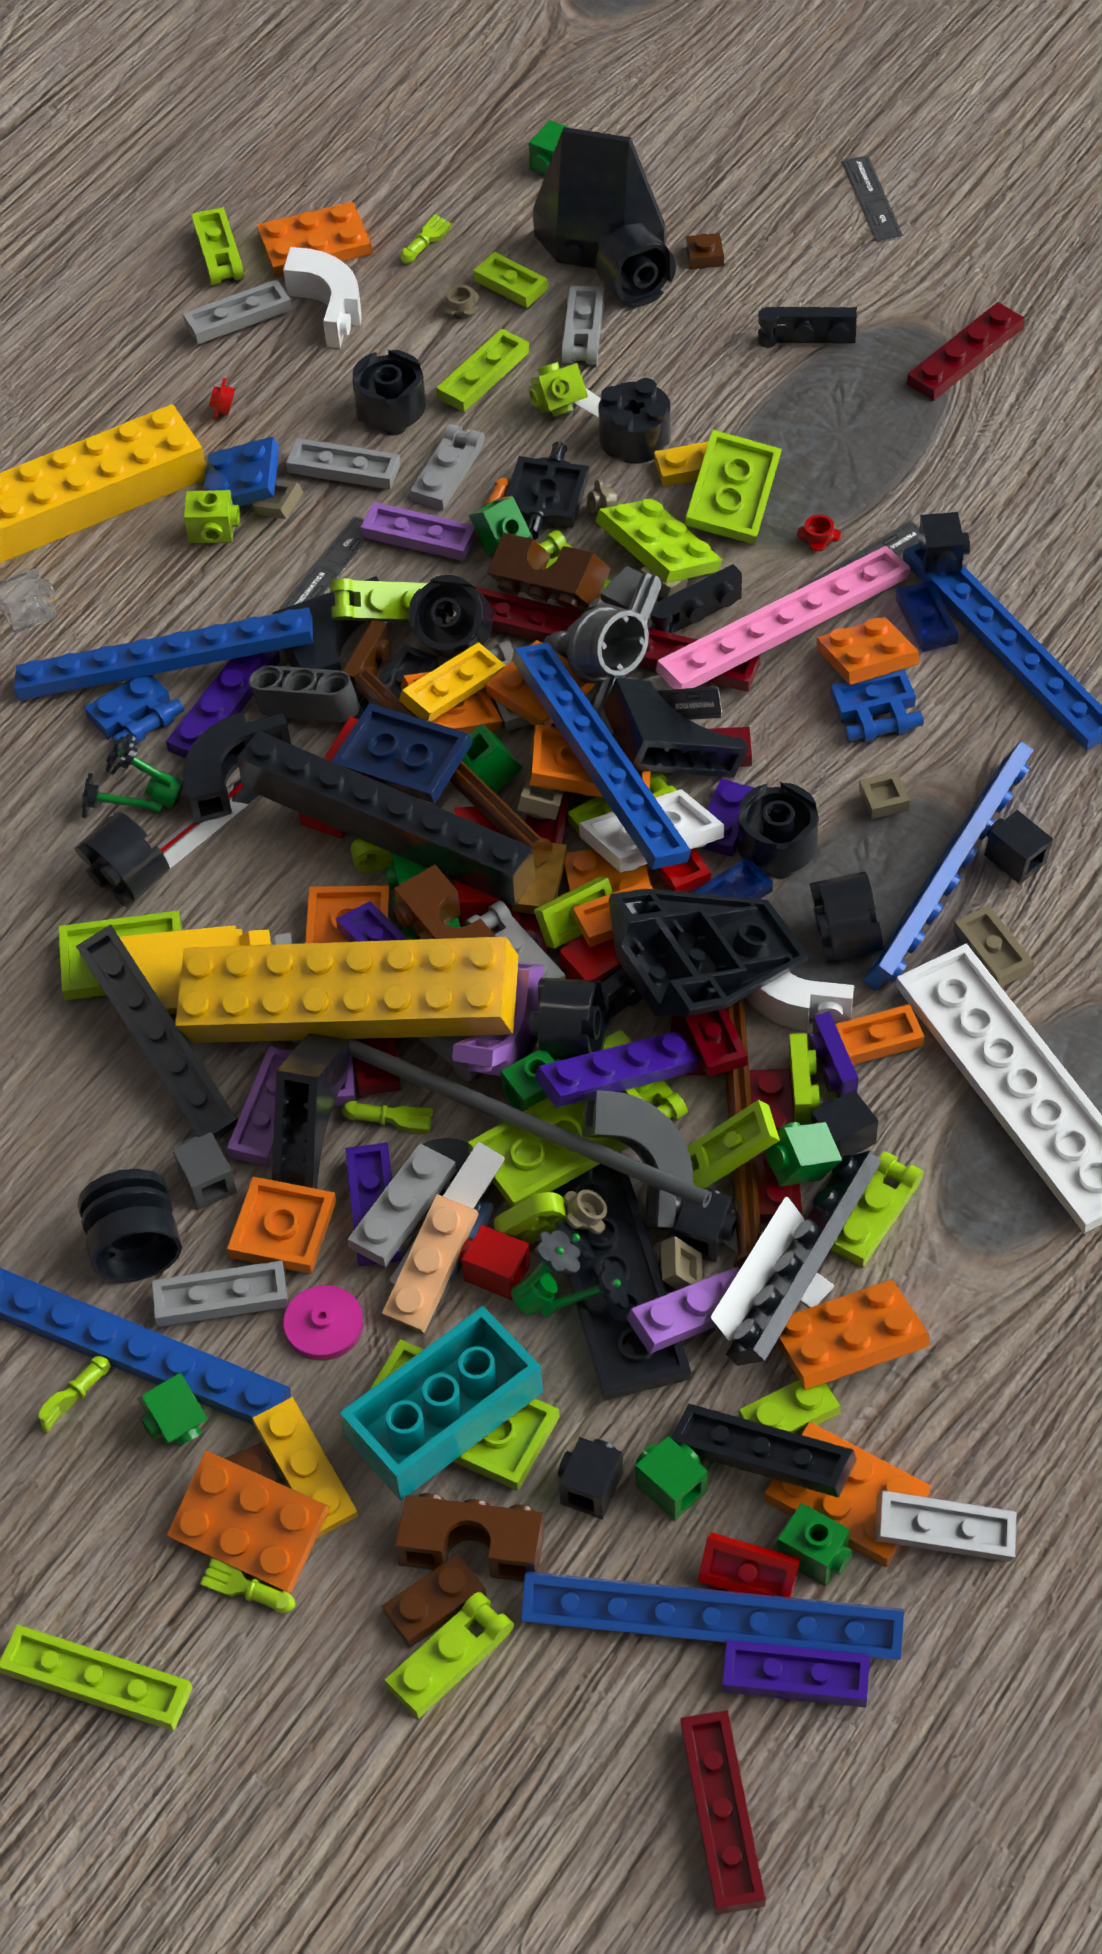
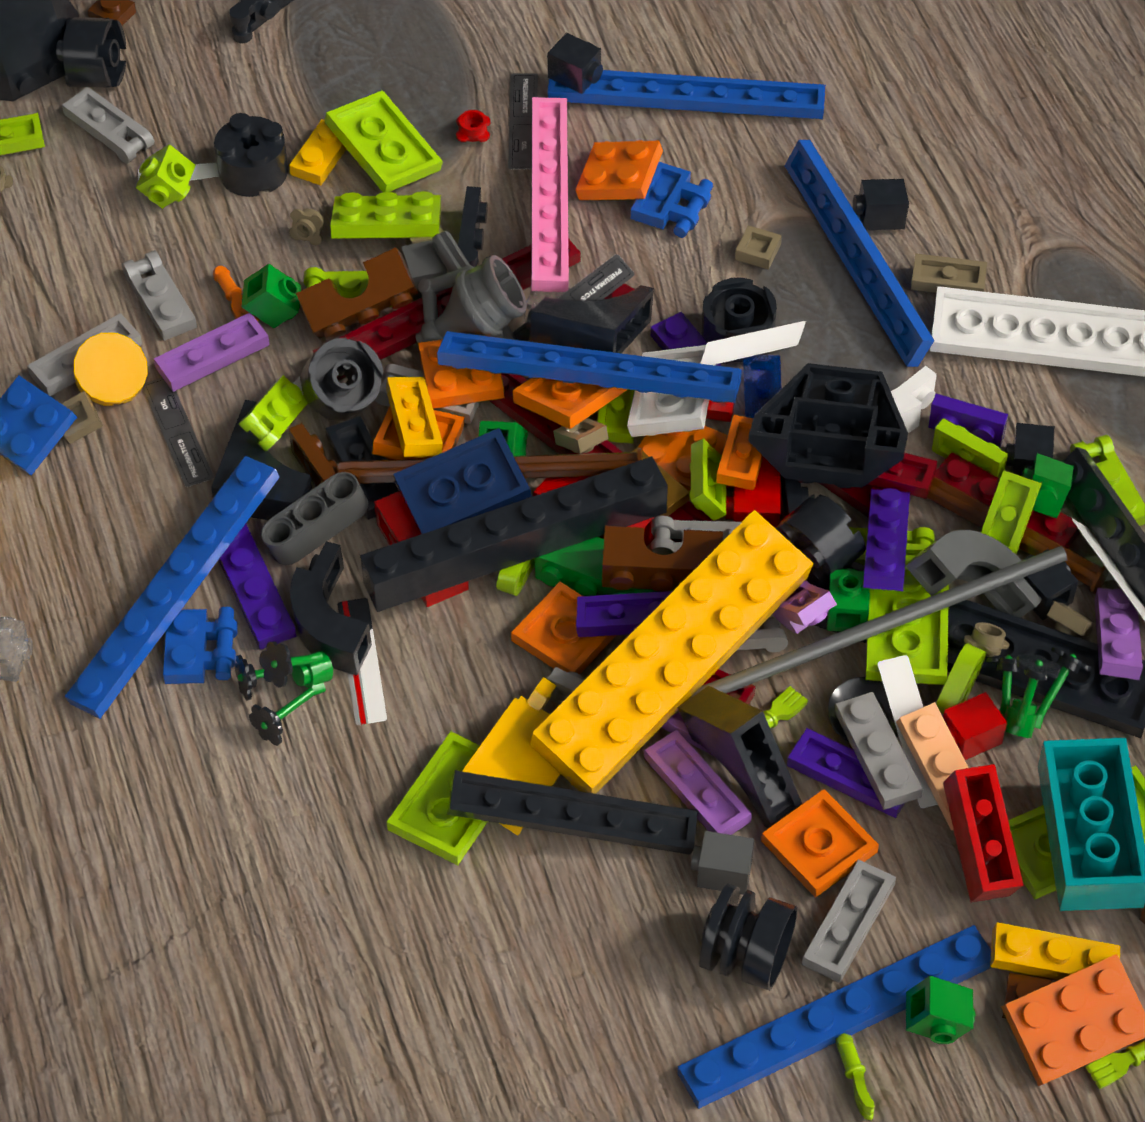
camera: 55 degrees left, 0 degrees up
(122, 858) = (367, 734): black brick -> none
(210, 516) = (52, 469): lime brick -> none
(323, 1322) = (926, 872): dark pink piece -> none
(338, 484) = (110, 369): none -> yellow tile
(368, 1328) = (982, 833): none -> red brick
(389, 391) = (48, 277): black brick -> none
(482, 370) = (85, 211): lime plate -> none
(548, 489) = (254, 244): black plate -> none
(750, 849) = (752, 343): none -> white sticker
(846, 916) = (859, 330): black brick -> none
(881, 1034) = (970, 378): orange plate -> none
(927, 616) = (617, 119): clear blue plate -> none

